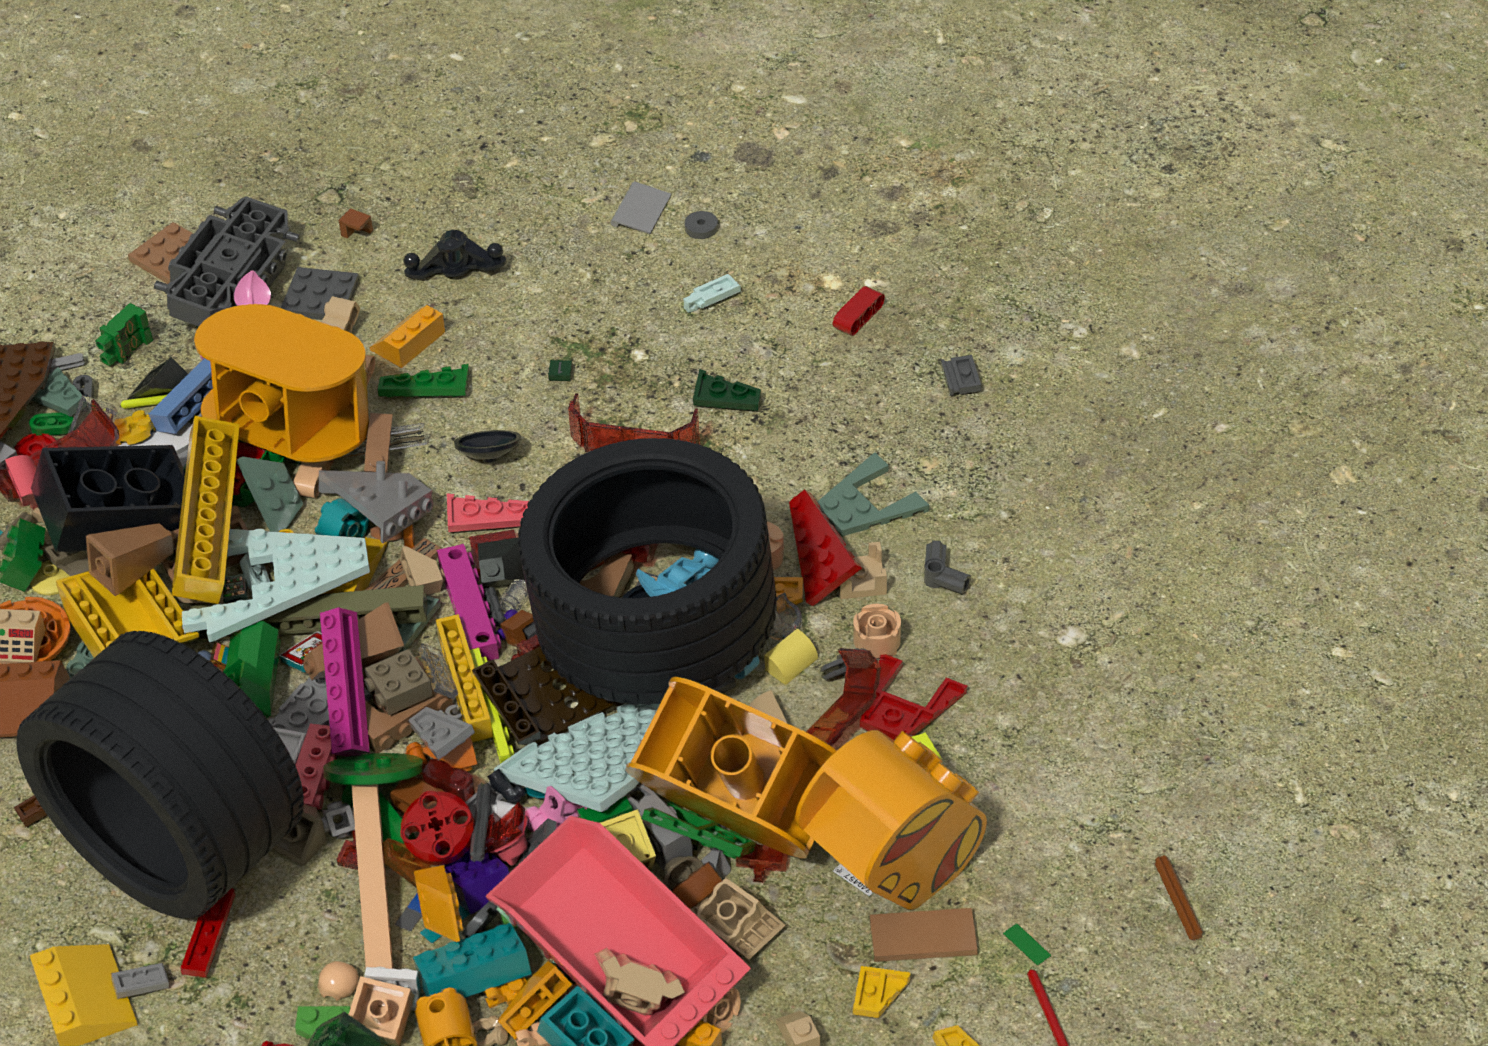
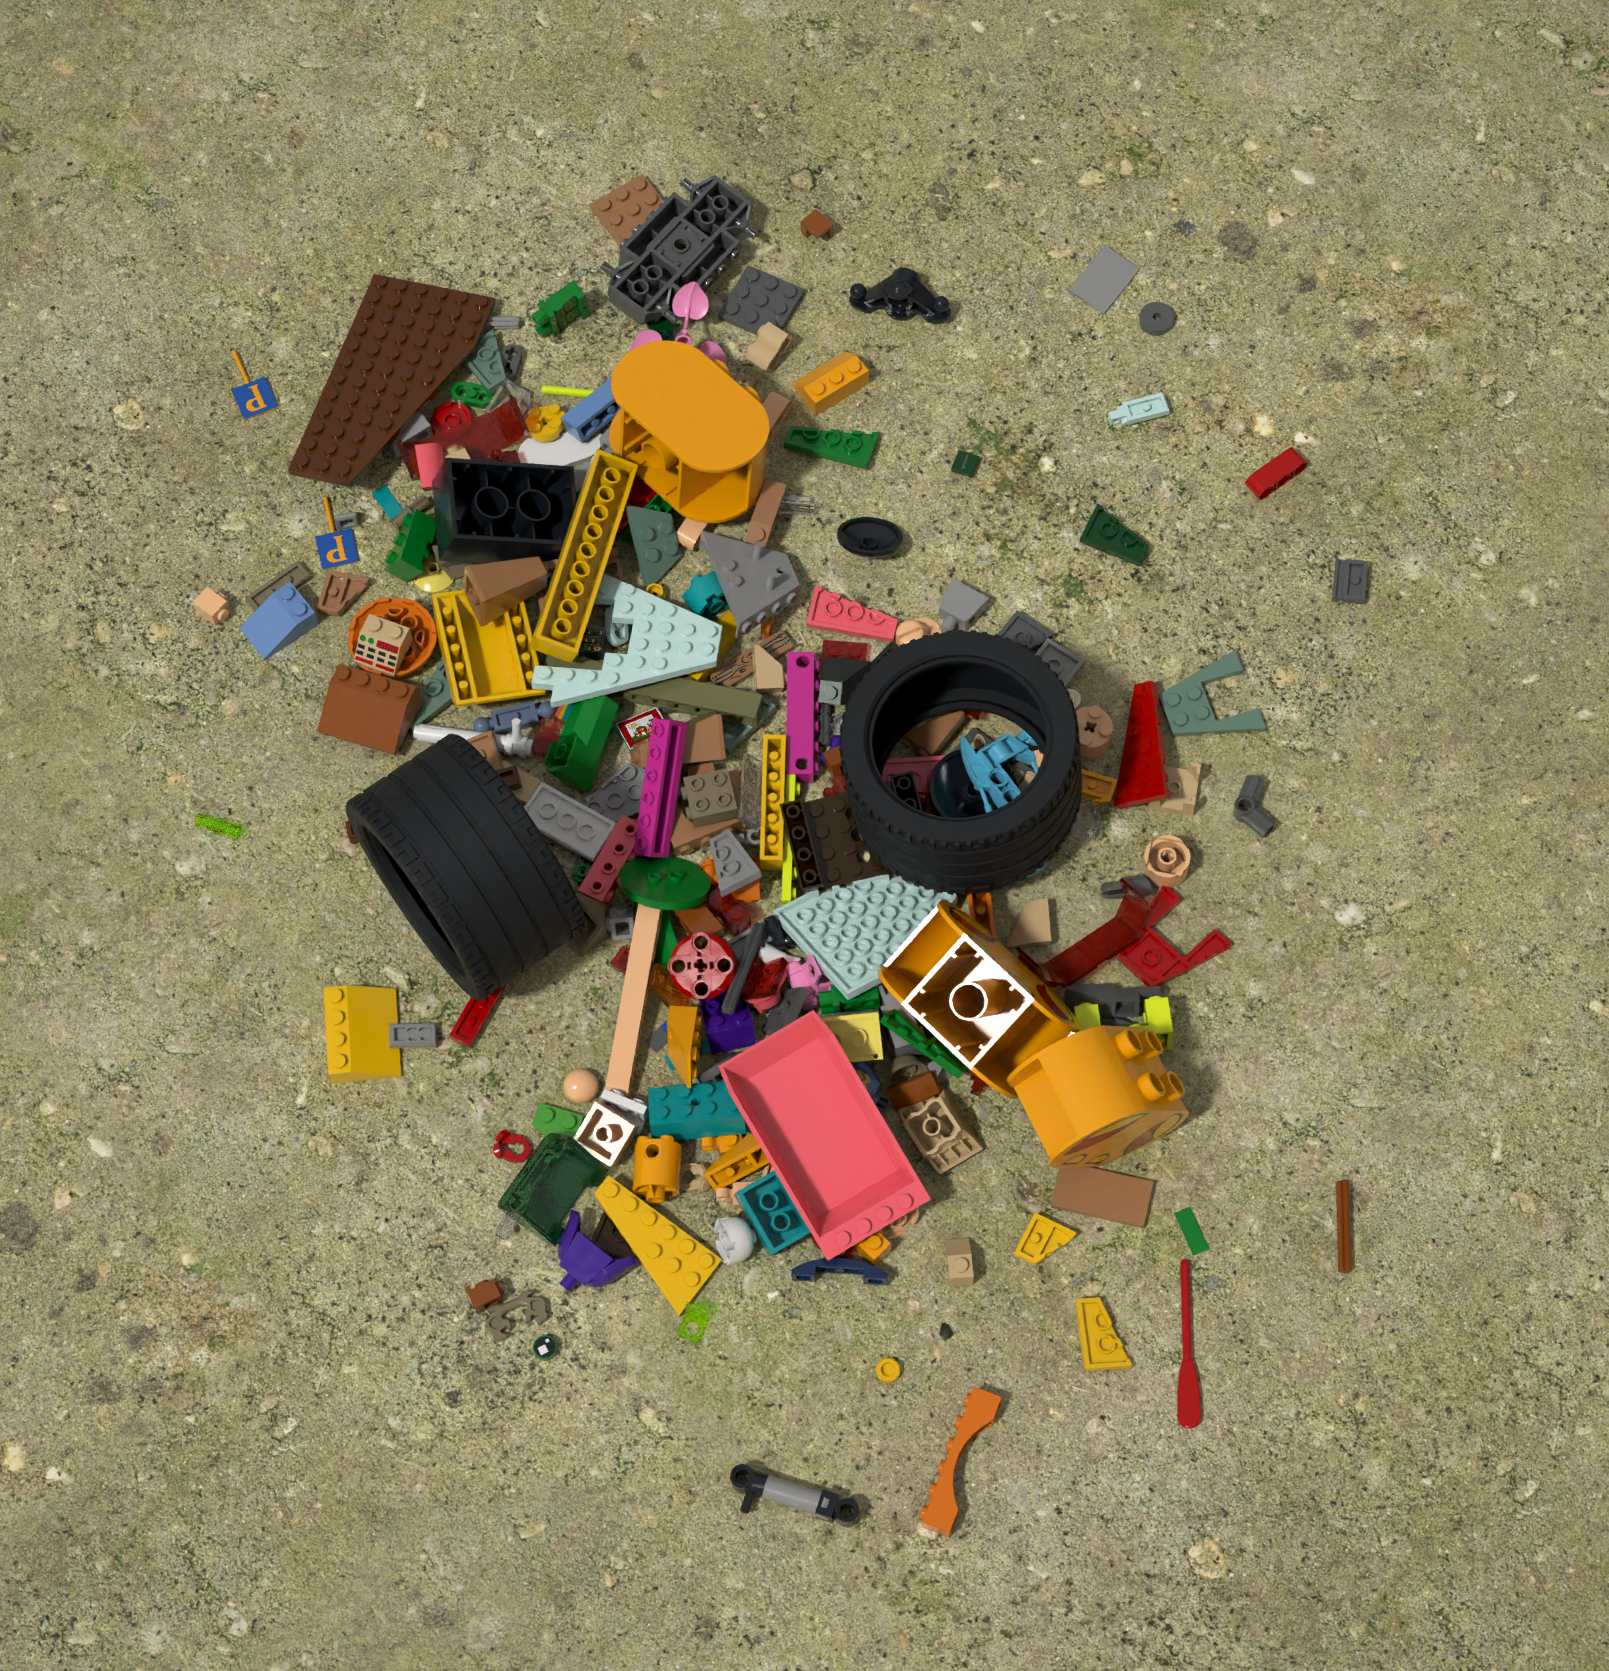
camera: 20 degrees right, 20 degrees up
(160, 380) = (582, 372): pearl dark grey slope -> none
(597, 435) = (1010, 580): clear red windscreen -> none
(636, 984) = (830, 1178): tan slope -> none
(790, 657) = (1079, 864): light yellow brick -> none

